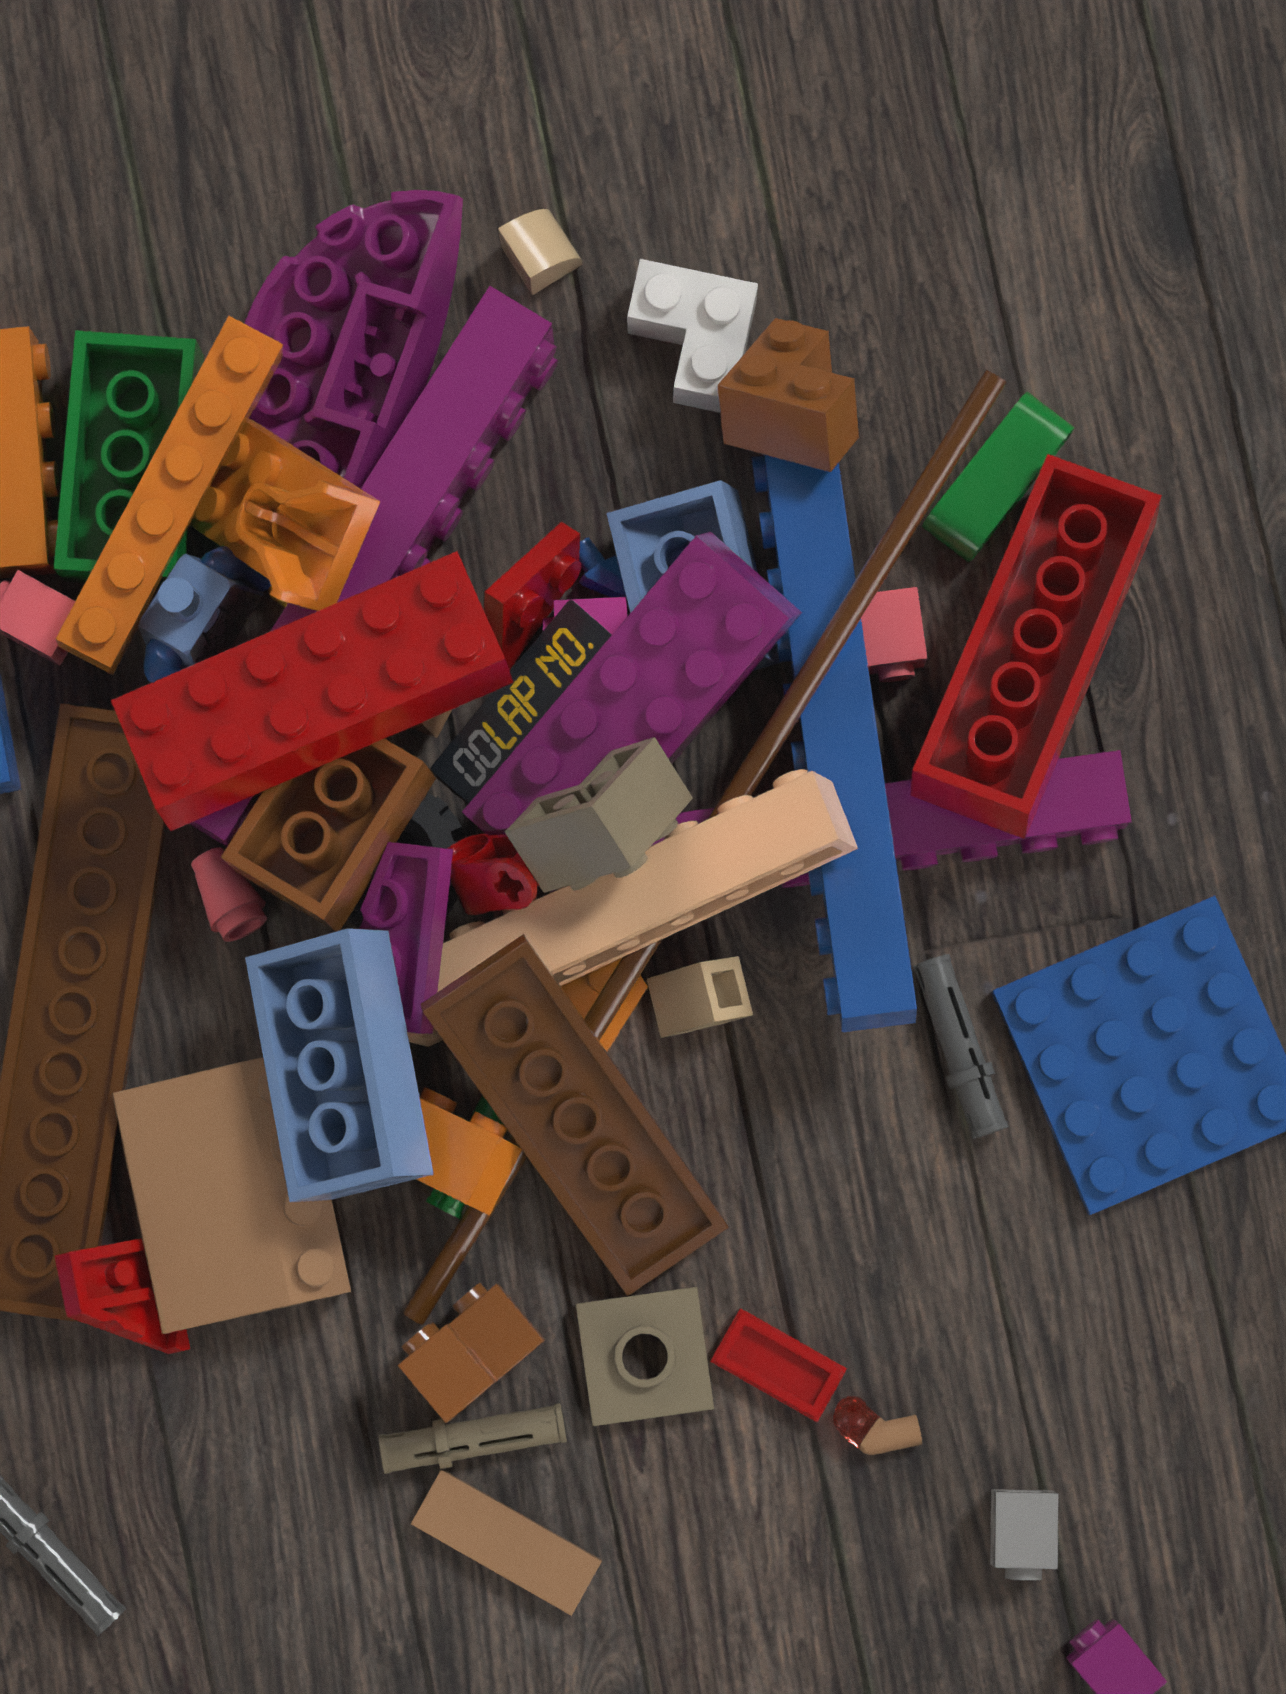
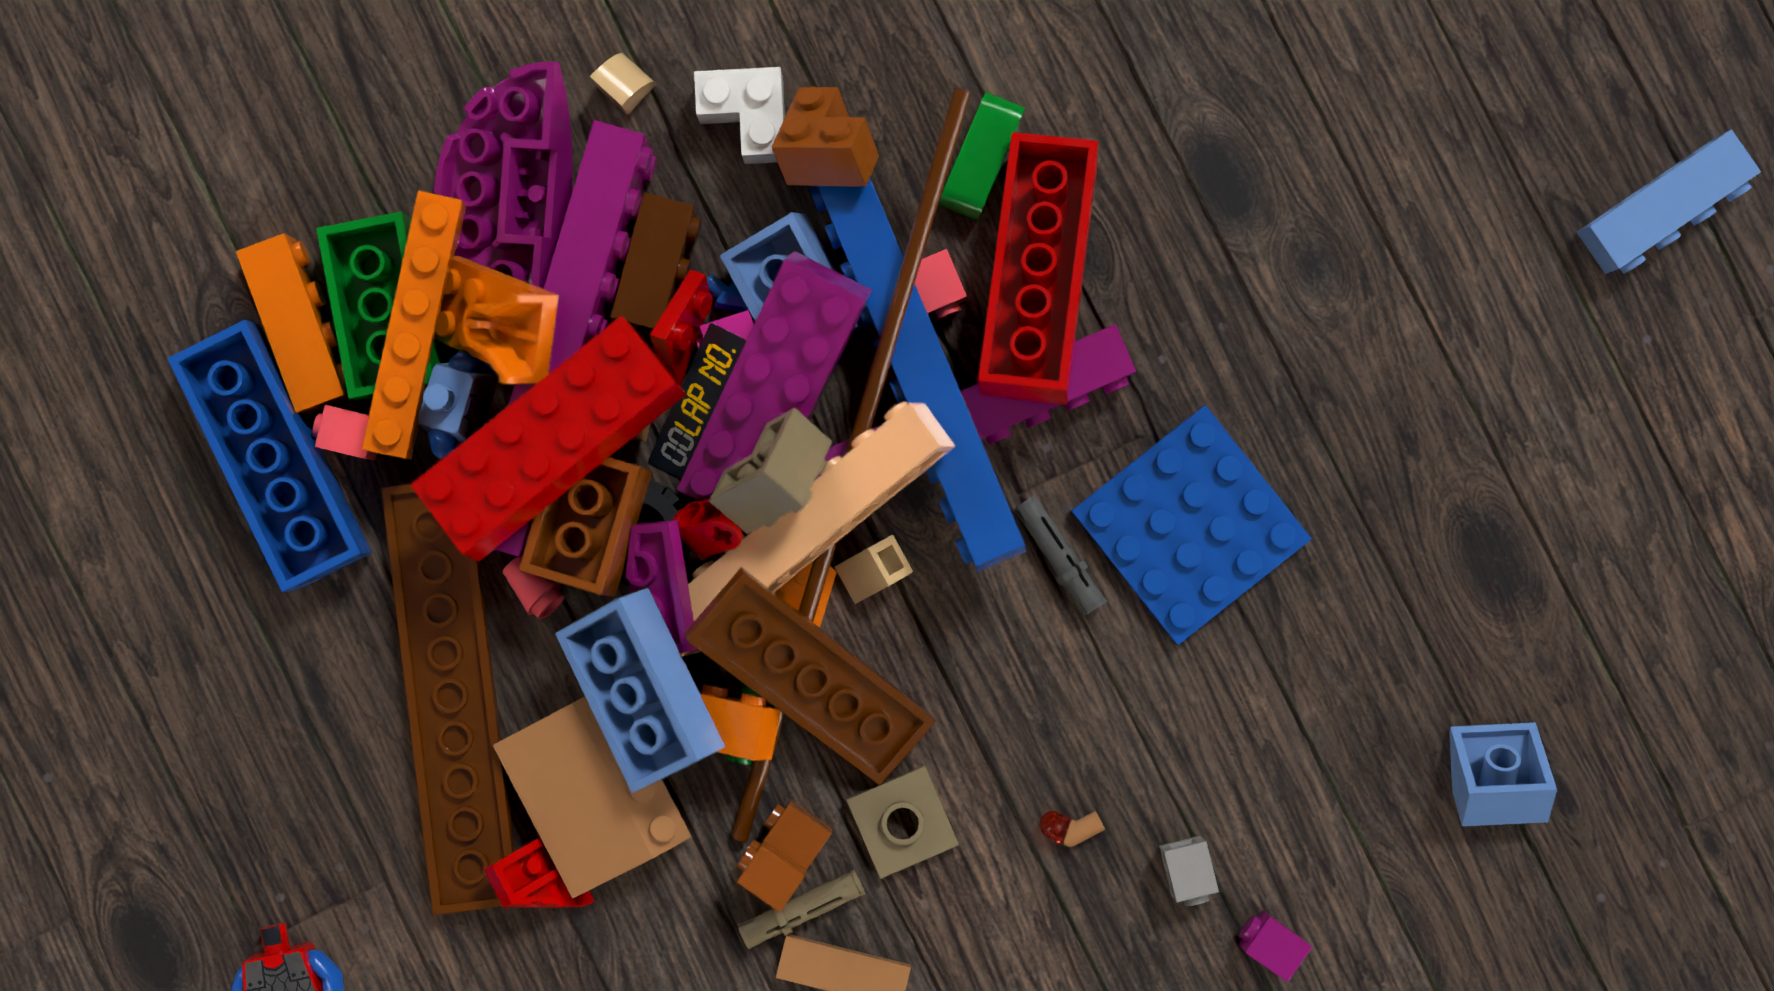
camera: 15 degrees left, 5 degrees up
(519, 495) = (655, 259): none -> reddish brown brick
(778, 1365) = (994, 802): red tile -> none

